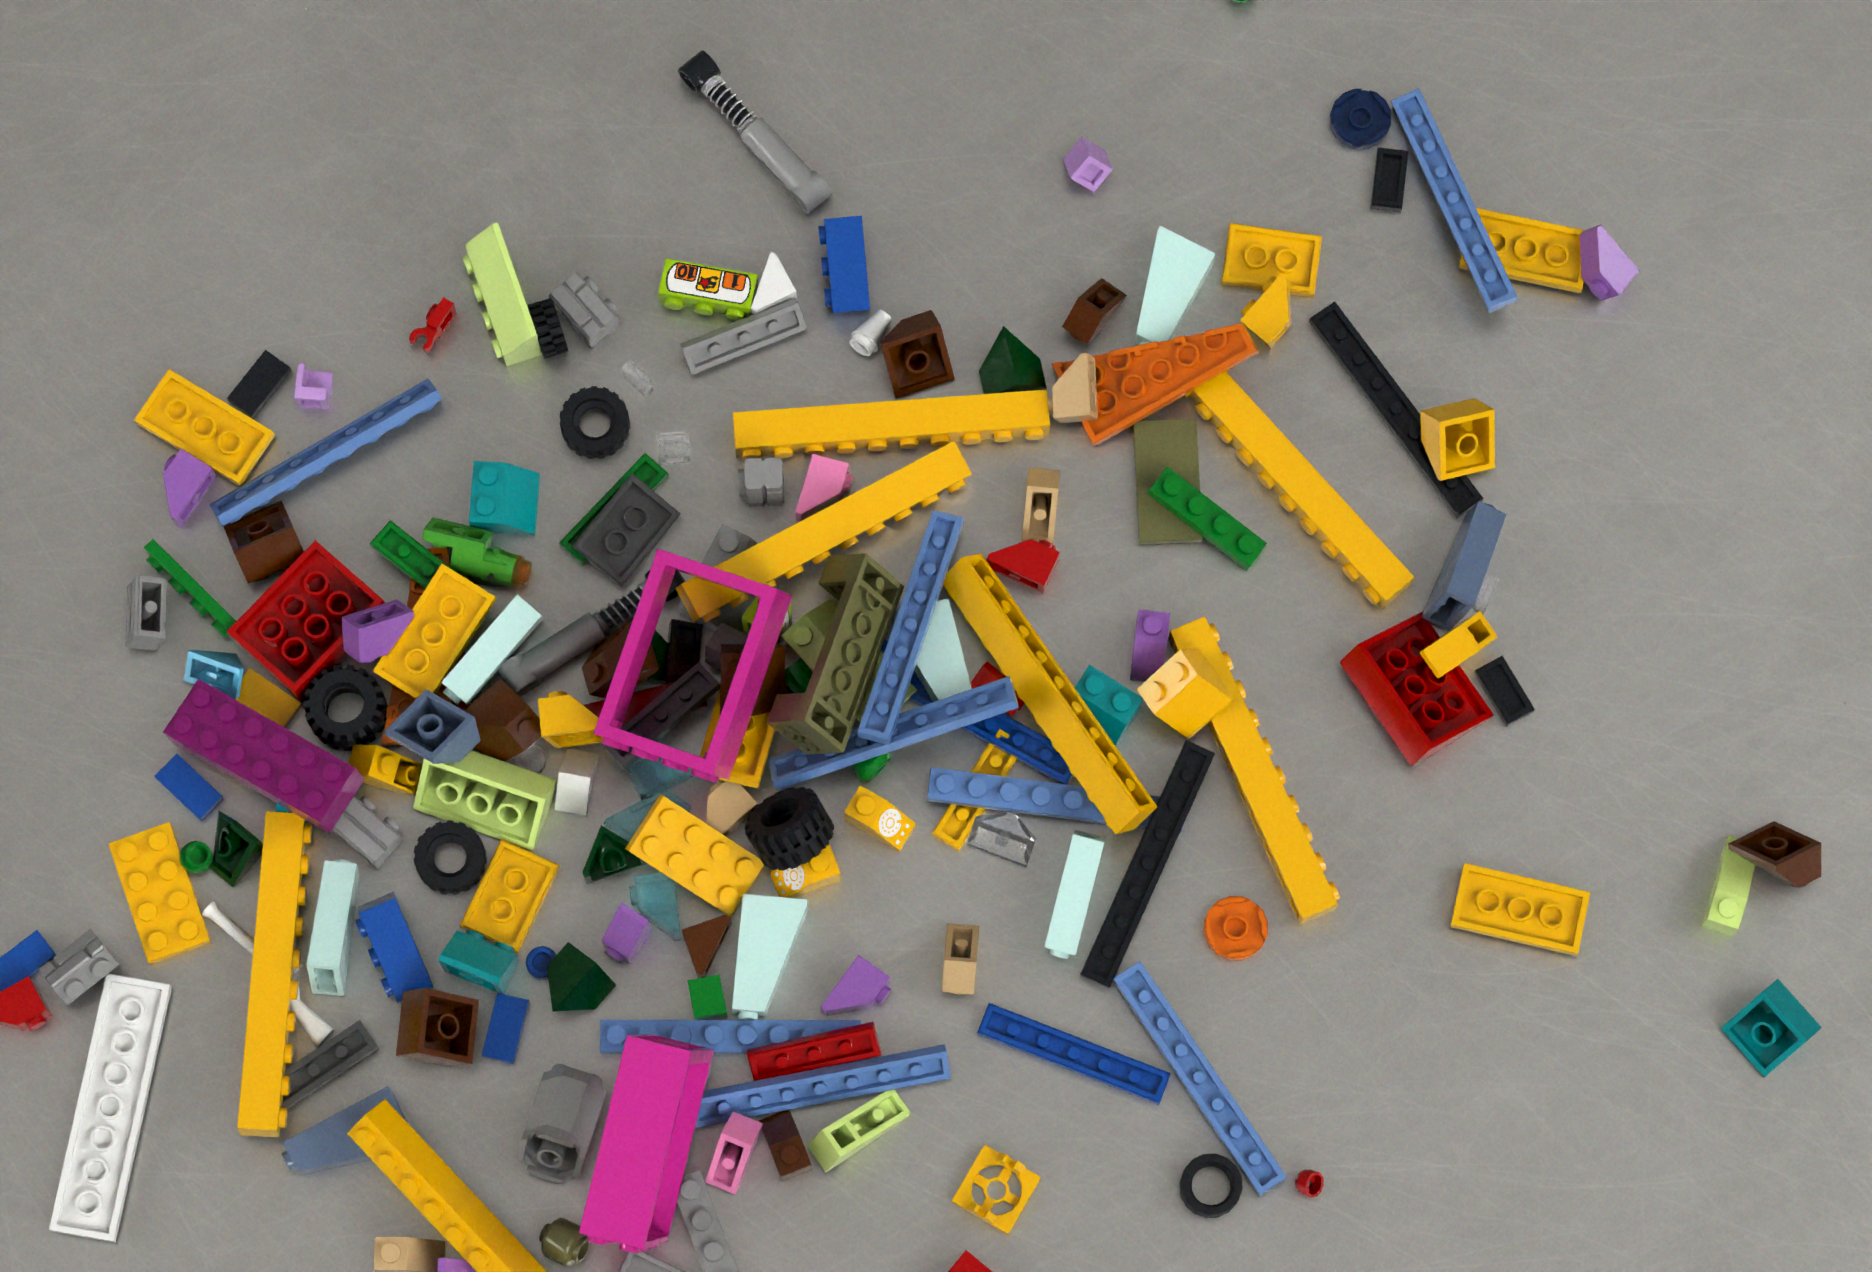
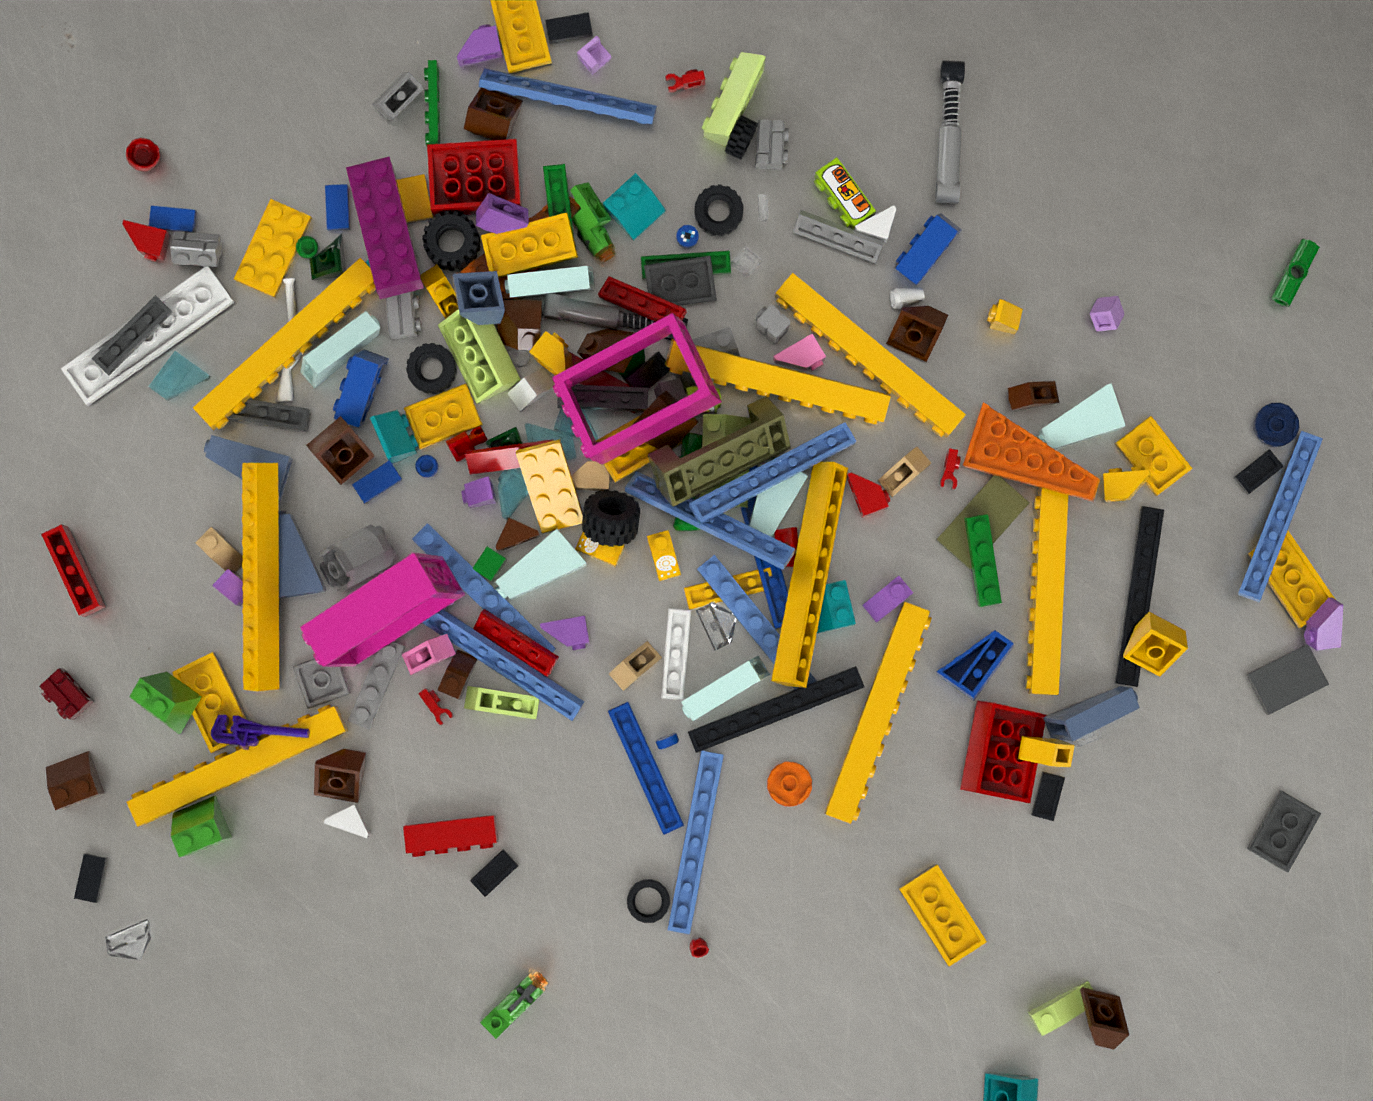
camera: 45 degrees right, 10 degrees up
(95, 1119) = (132, 335): none -> dark grey plate
(183, 1121) = (177, 376): none -> clear light blue wing
(217, 669) = (405, 159): medium azure slope -> none
(511, 1196) = (296, 566): none -> sand blue slope
(560, 903) = (462, 442): none -> red plate
(564, 1242) = (300, 614): olive head -> none
(576, 981) = (432, 492): dark green slope -> none
(587, 479) = (687, 236): none -> blue tile
(600, 587) = (638, 300): none -> red tile
(610, 879) = (496, 457): none -> red tile
(784, 1197) = (431, 700): none -> red plate
(989, 260) = (1004, 317): none -> yellow slope
(990, 908) = (676, 653): none -> white tile
(990, 1157) = (520, 788): yellow piece -> none
(1011, 367) = (960, 384): dark green slope -> none
(1069, 1003) = (667, 741): none -> blue tile
(1075, 392) = (979, 430): tan slope -> none
(1079, 453) = (951, 463): none -> red plate
(1185, 692) = (880, 641): yellow slope -> none
(1304, 627) = (977, 665): none -> blue wedge
(1620, 352) = (1288, 679): none -> dark grey tile
(1766, 503) = (1284, 831): none -> dark grey tile

